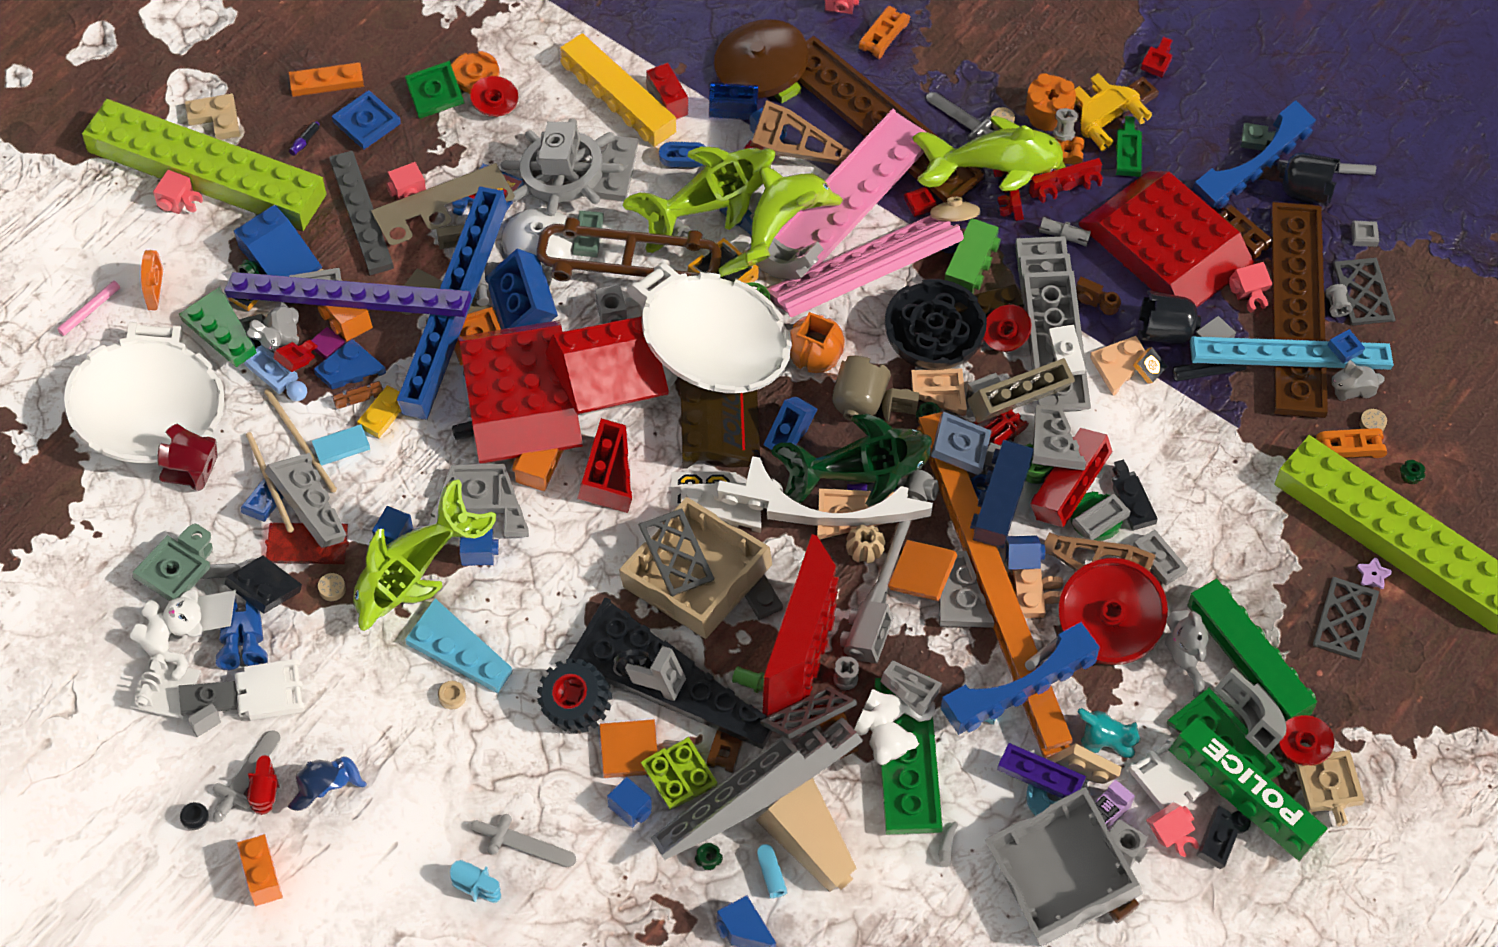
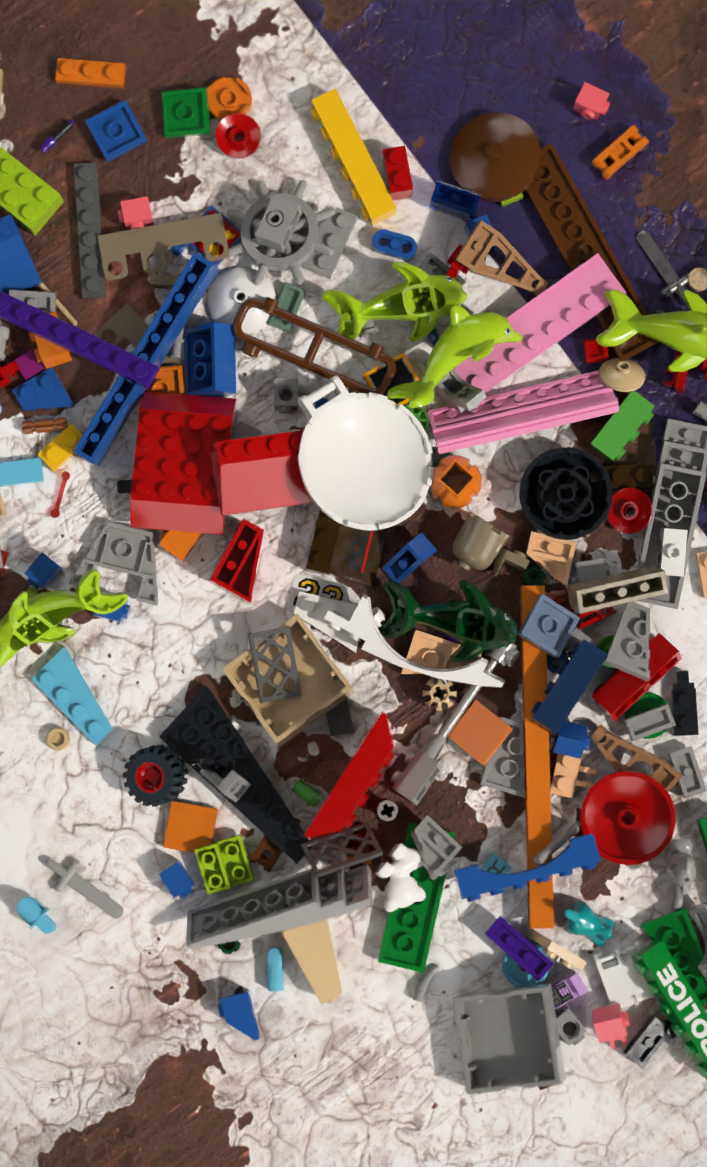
camera: 15 degrees right, 25 degrees up
(390, 474) = (55, 513): none -> clear red hinge

